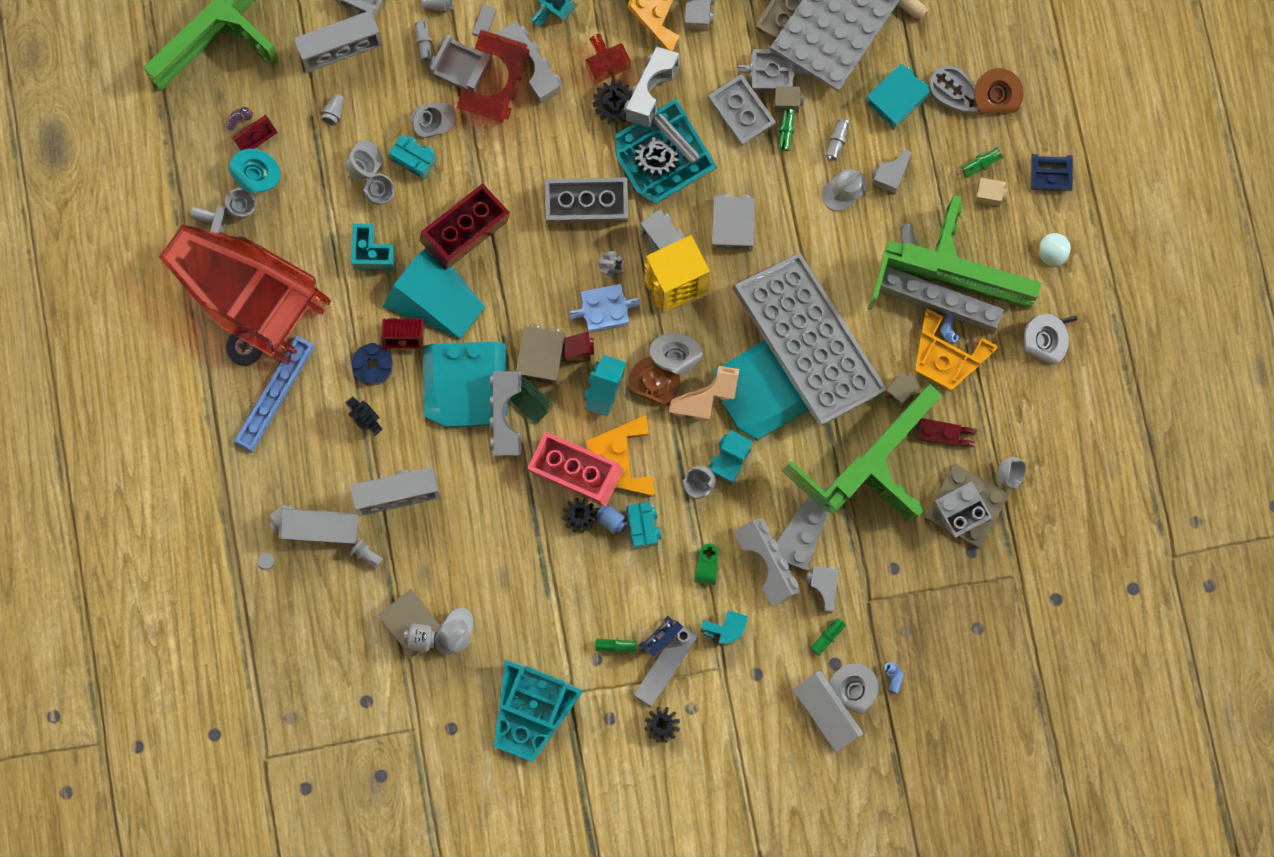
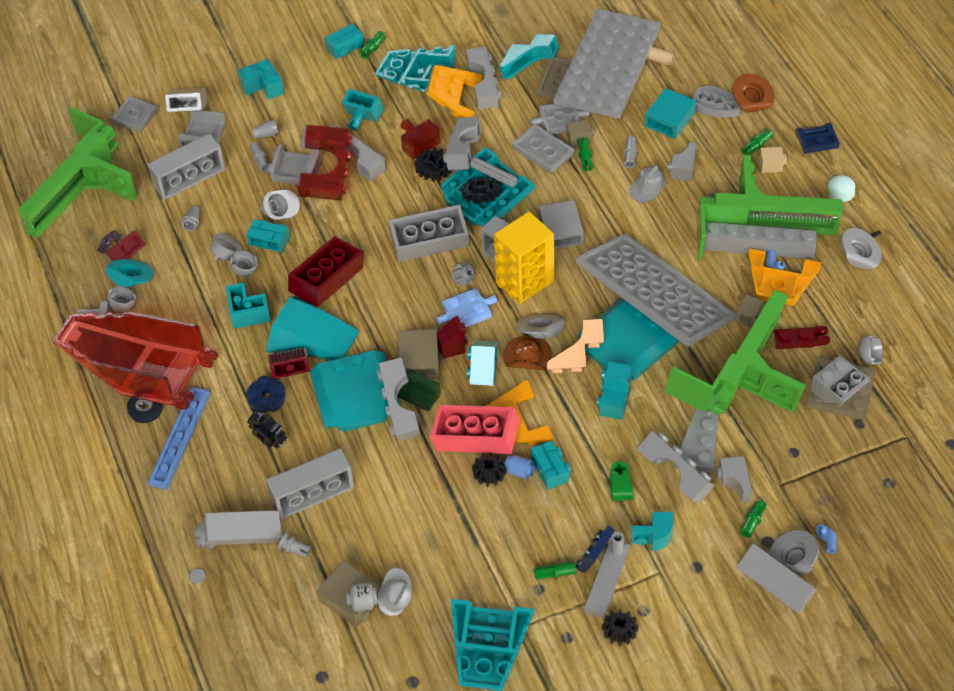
camera: 10 degrees left, 25 degrees down
(699, 482) = (592, 417): light grey hair -> none

